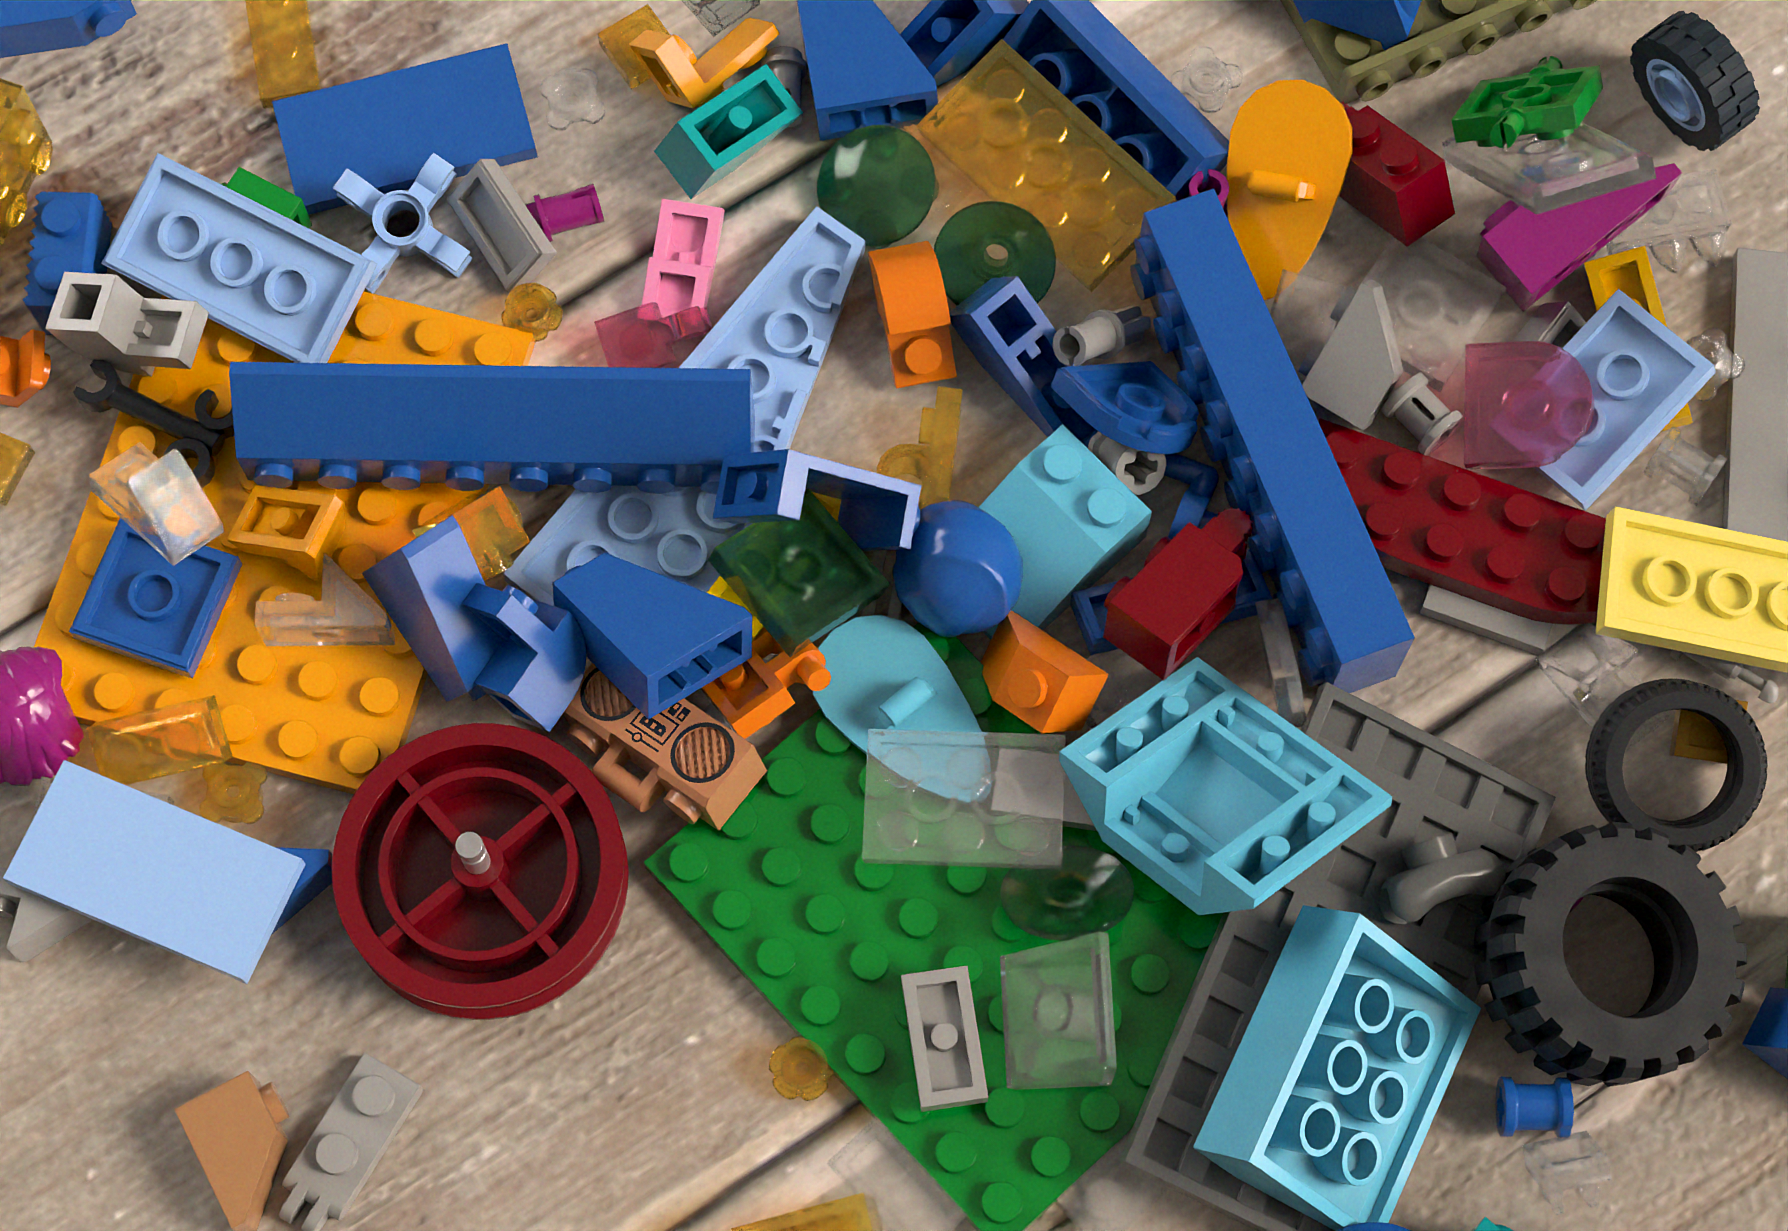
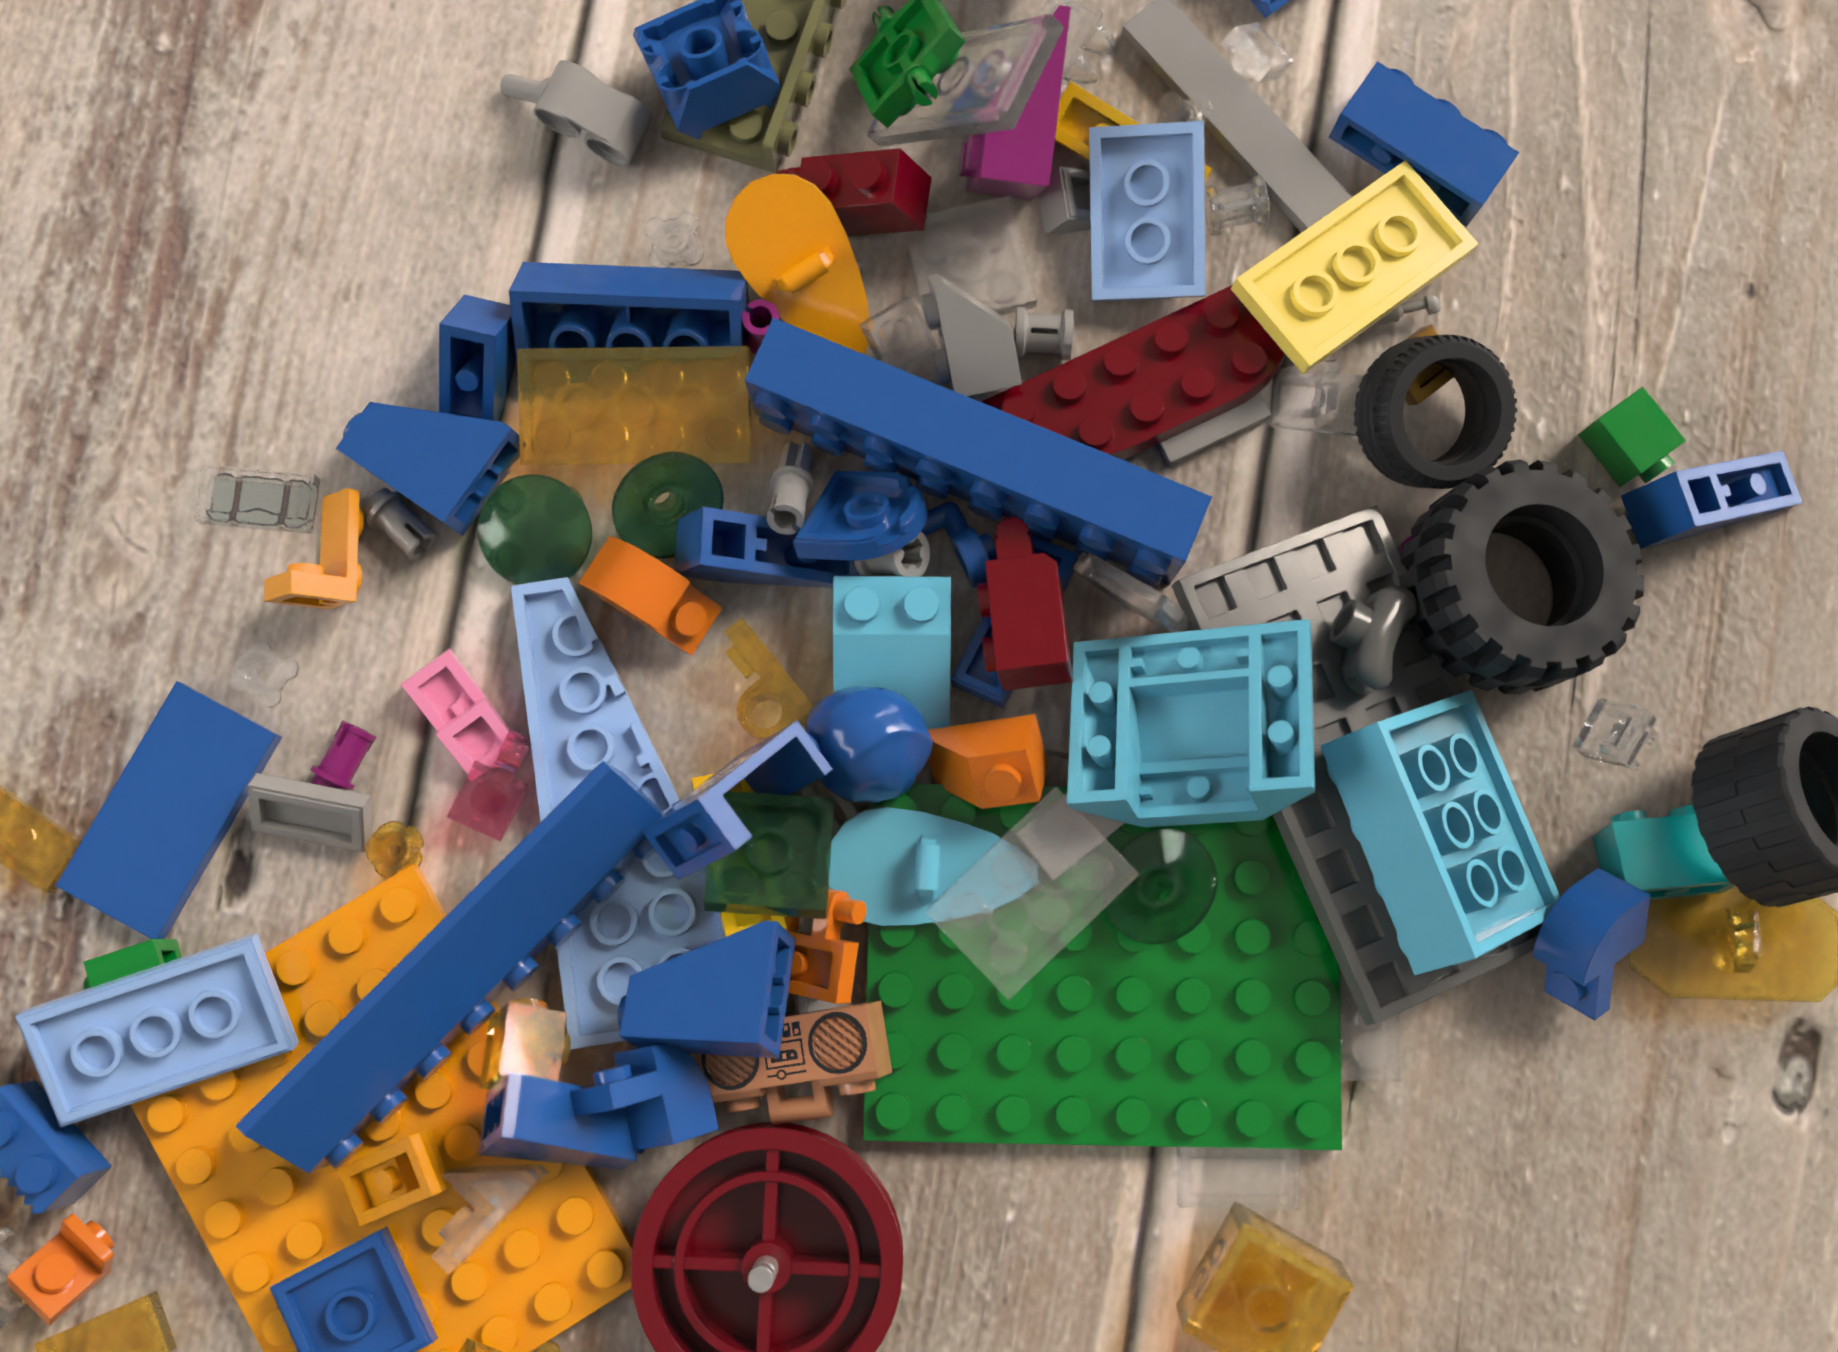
camera: 45 degrees left, 10 degrees up
(115, 324) = (124, 1159): light grey brick -> none
(158, 500) = (284, 1252): clear slope -> none
(196, 438) = (263, 1173): black bar -> none
(428, 187) = (234, 849): light blue pin -> none
(616, 42) = (250, 593): clear yellow plate -> none
(727, 131) = (396, 593): teal slope -> none
(783, 1065) = (1104, 1181): clear yellow plate -> none
(944, 1038) = (1179, 1060): light grey plate -> none
(1059, 1014) = (1236, 971): clear slope -> none
(1523, 404) = (1104, 264): clear pink tile -> none
(1534, 1107) = (1559, 717): blue bush -> none

